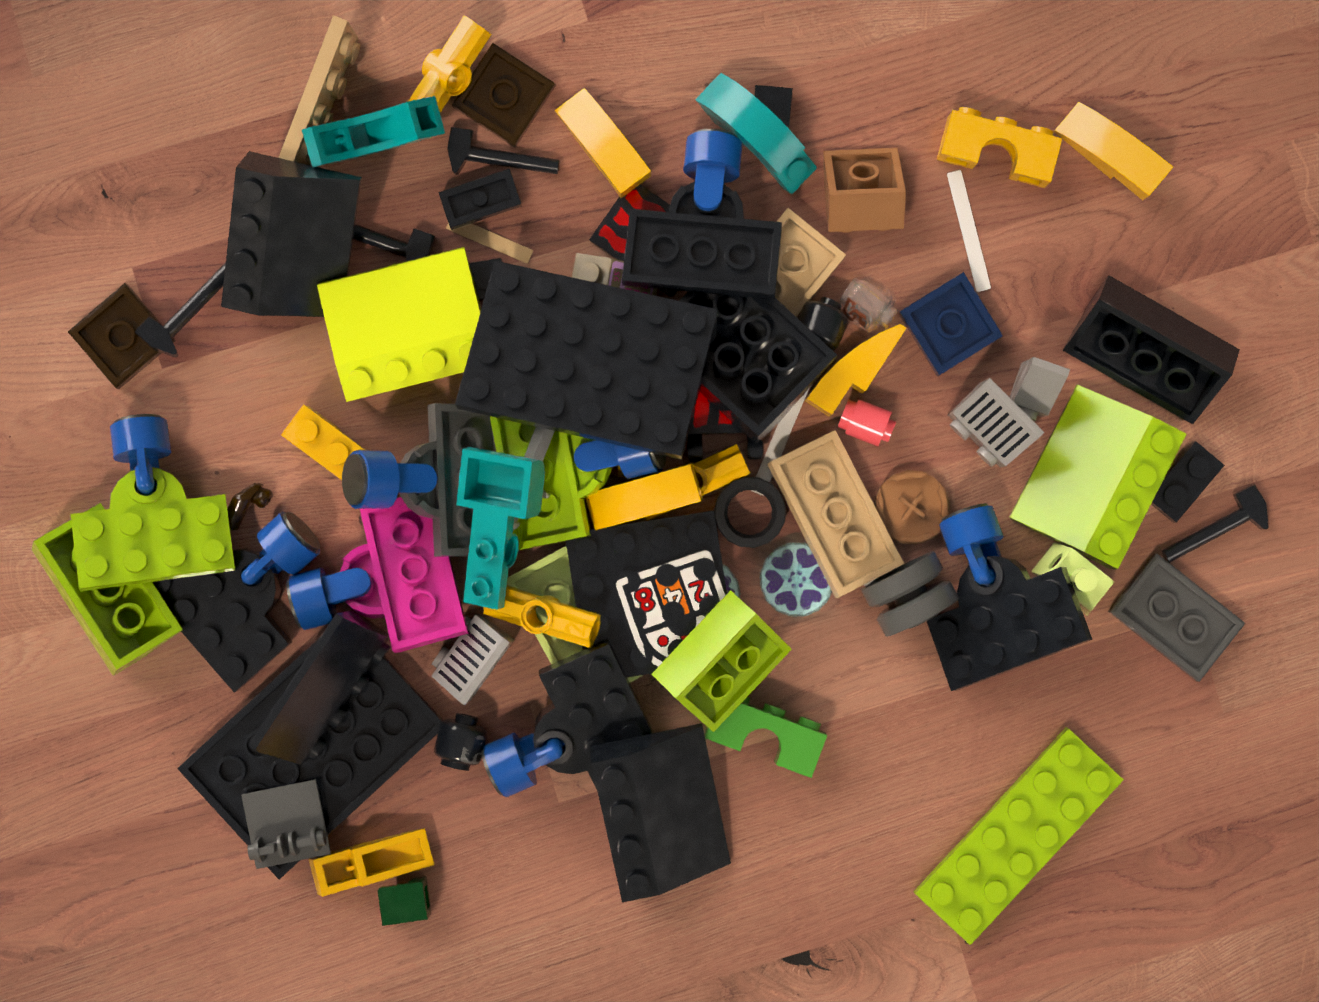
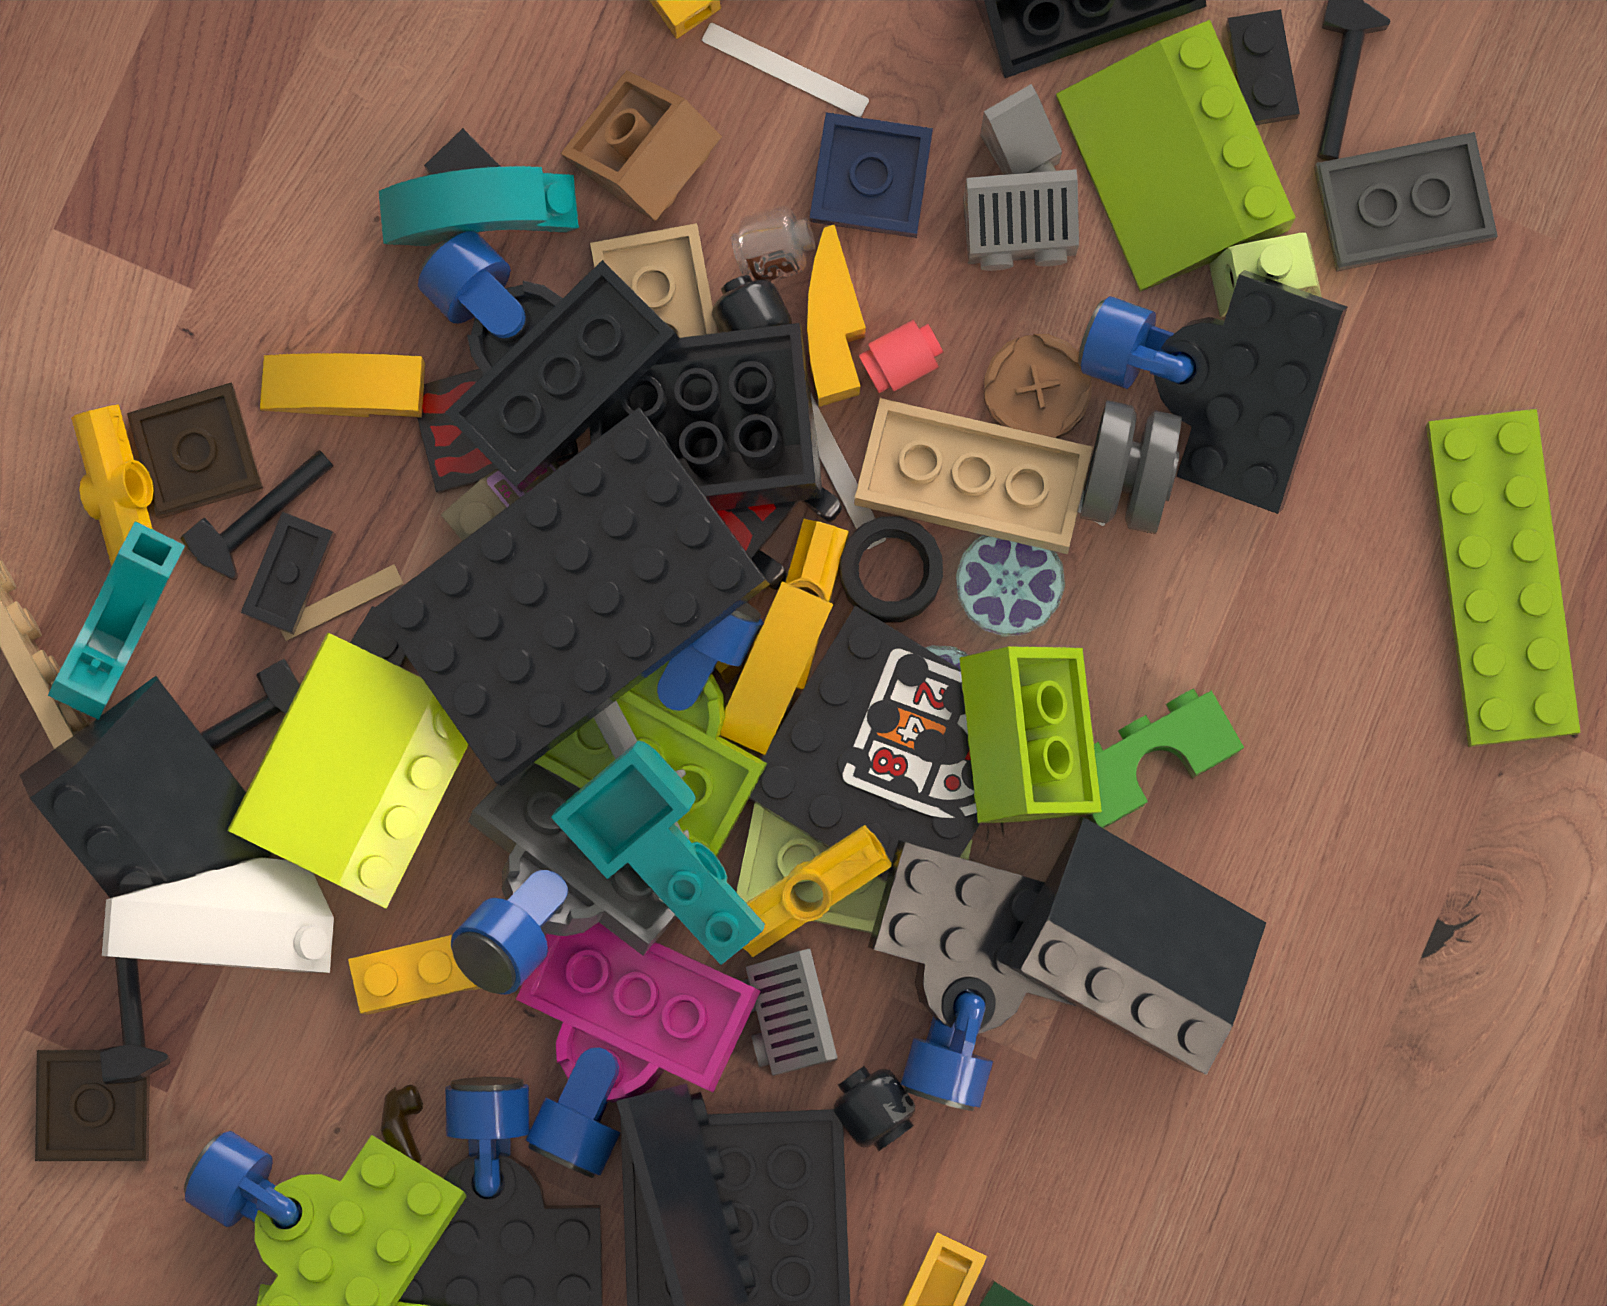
camera: 50 degrees left, 5 degrees down
(275, 328) = (236, 916): none -> white wedge

